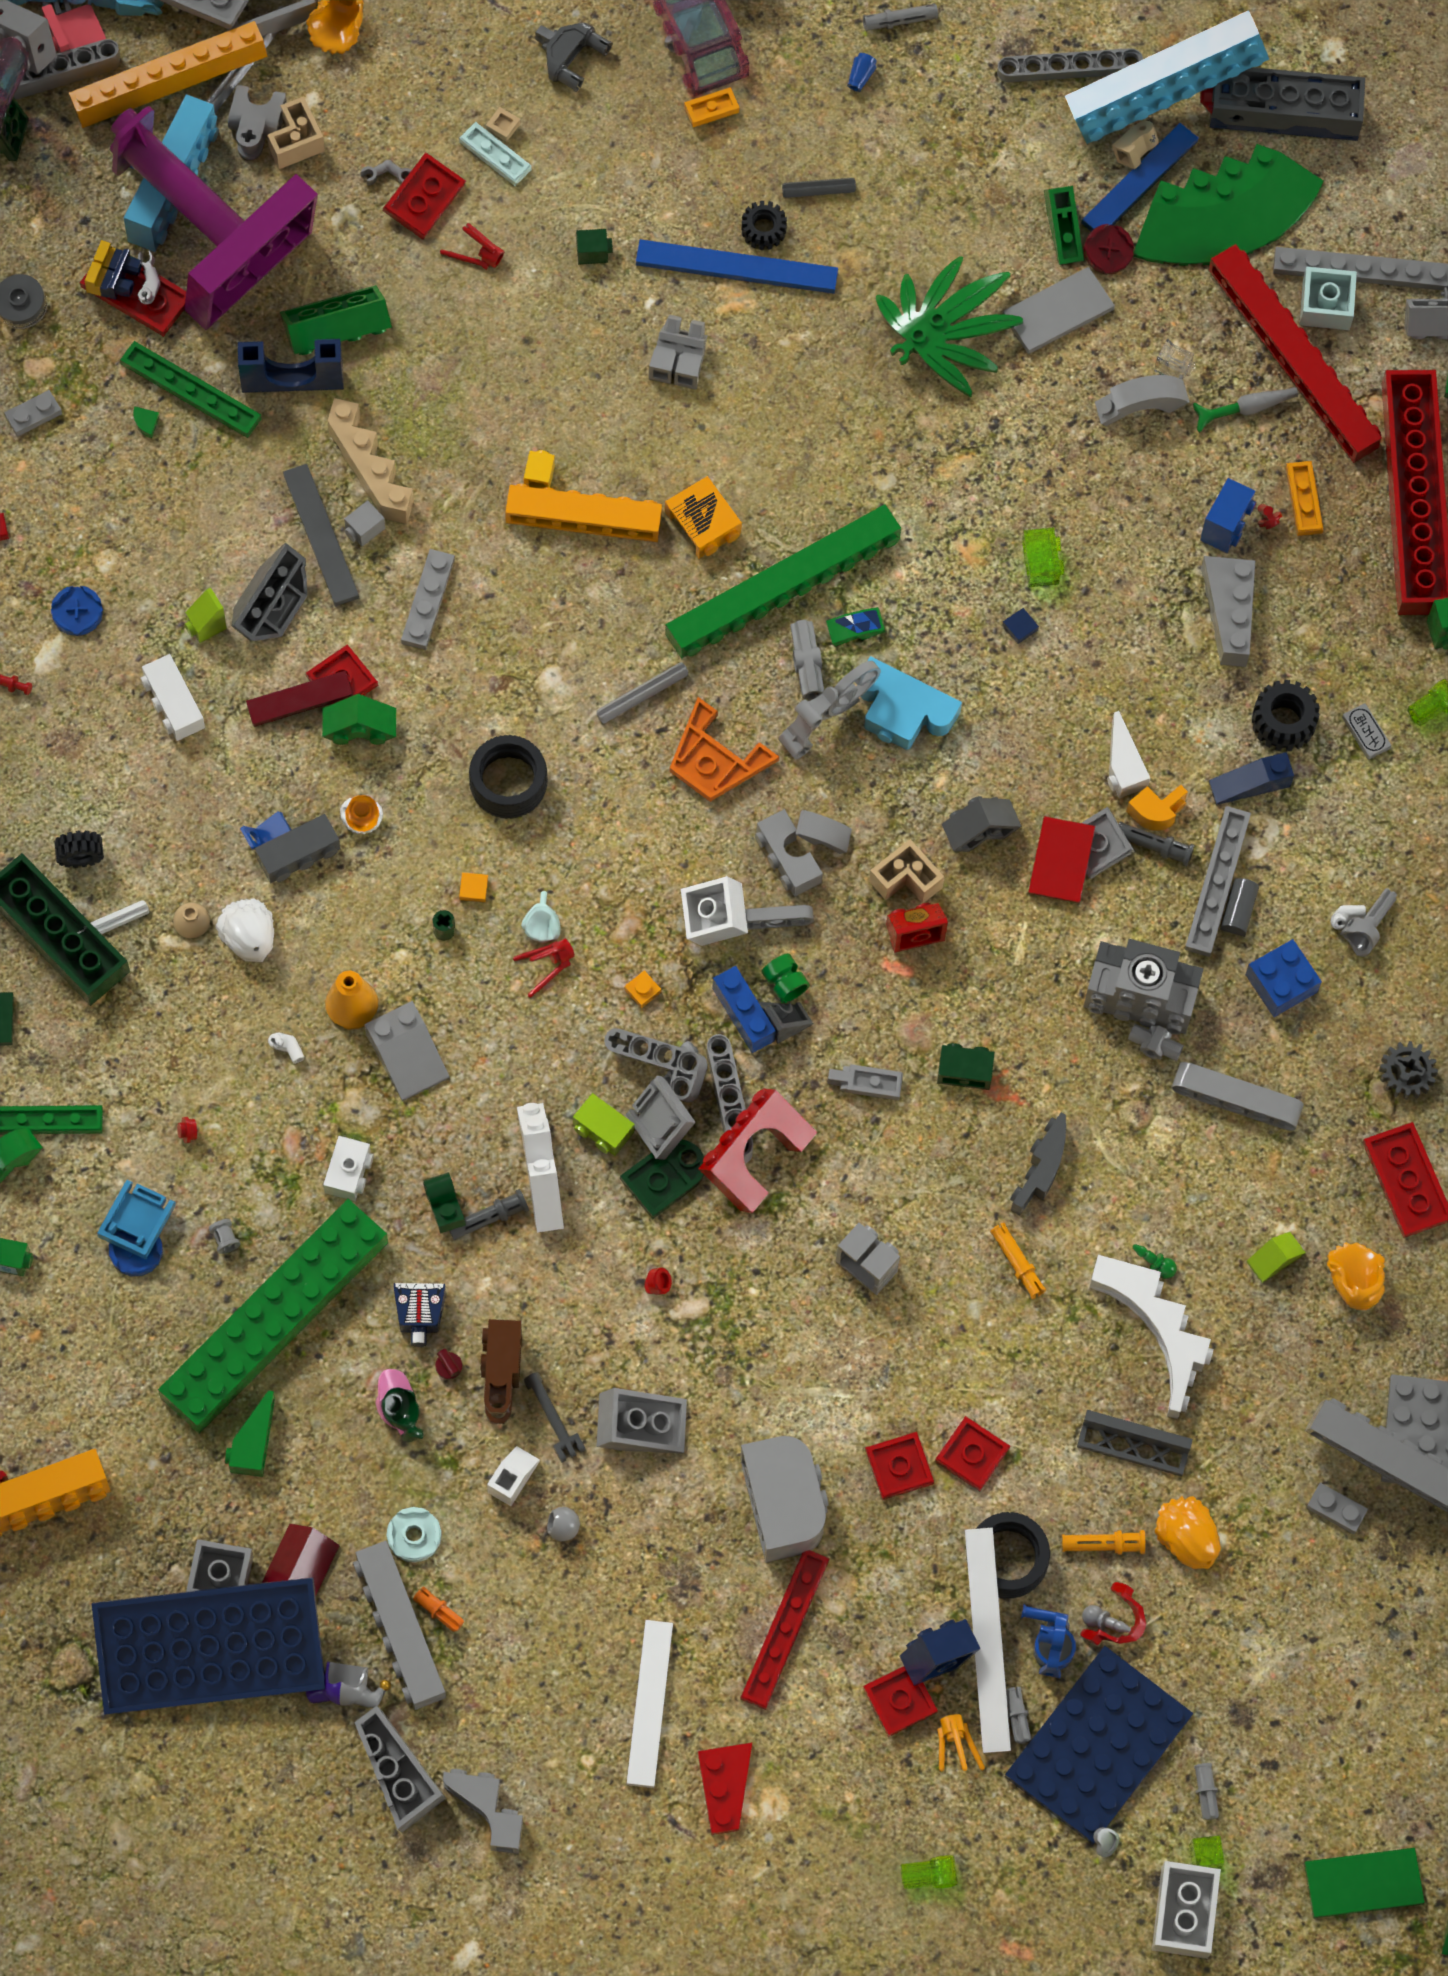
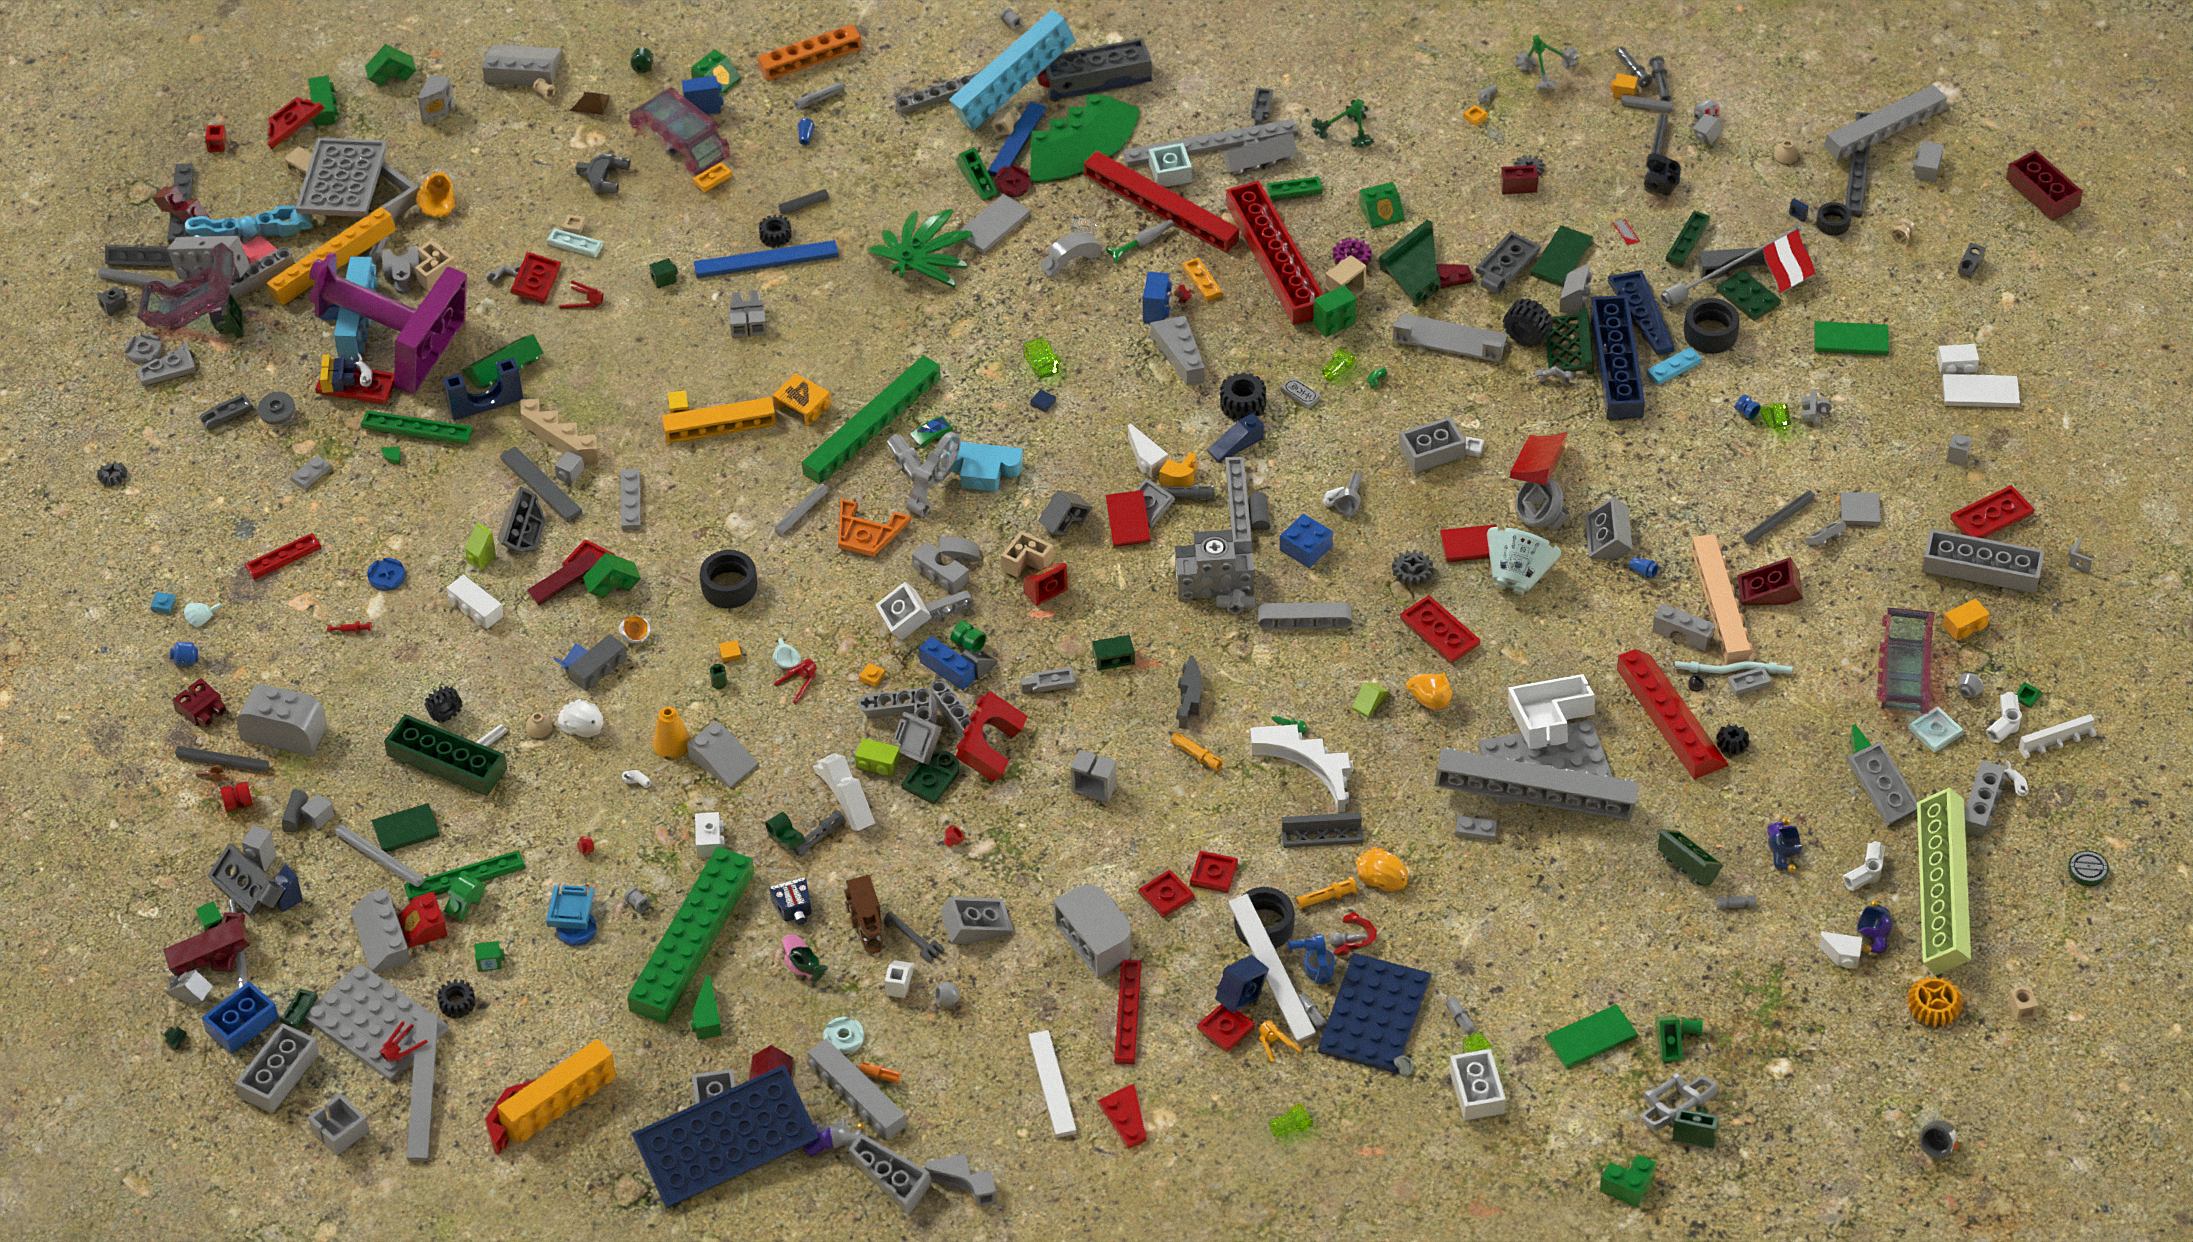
camera: 15 degrees left, 20 degrees down
(448, 1364) = (826, 928): dark red plate -> none

